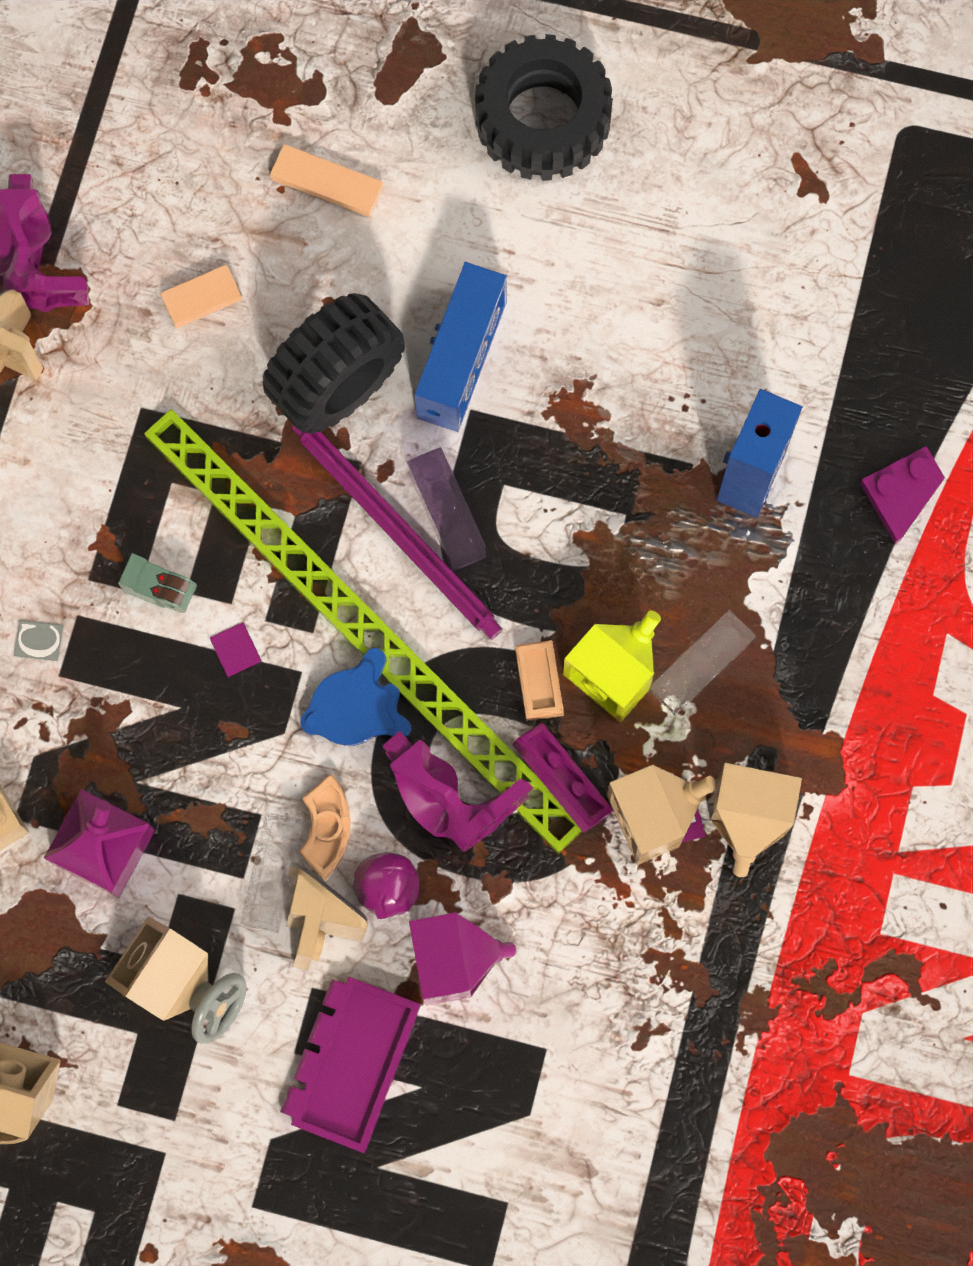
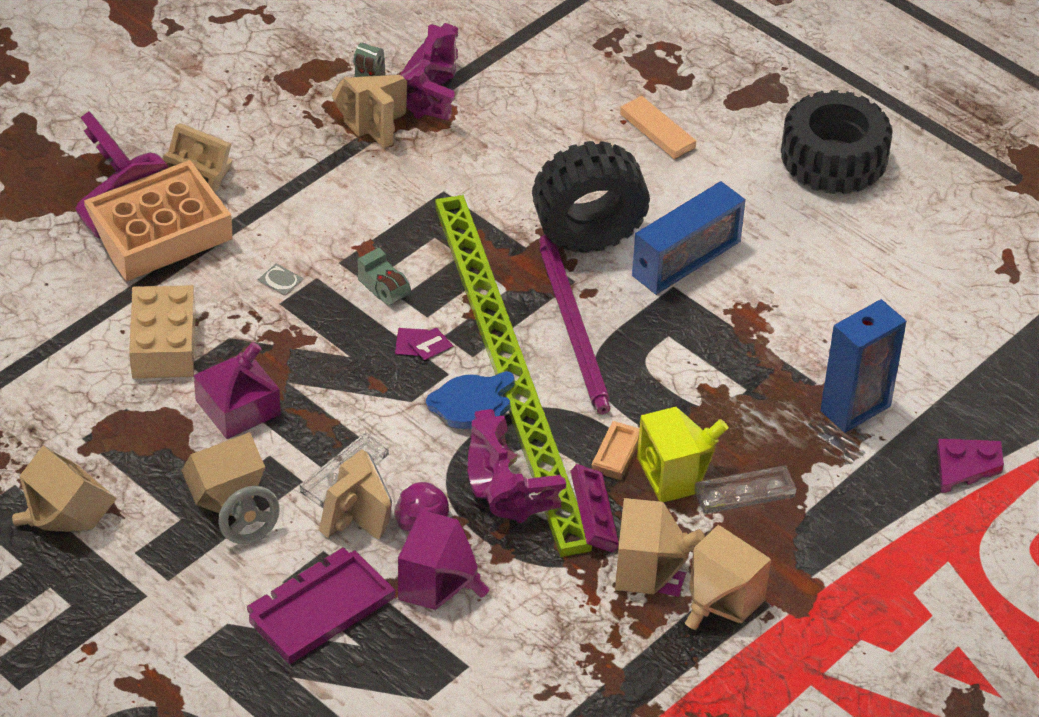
camera: 25 degrees right, 30 degrees down
(201, 296) = (526, 149): light nougat tile -> none
(257, 642) = (430, 343): none -> magenta sticker
(329, 827) = (405, 462): light nougat tile -> none
(446, 509) = (616, 323): clear purple brick -> none

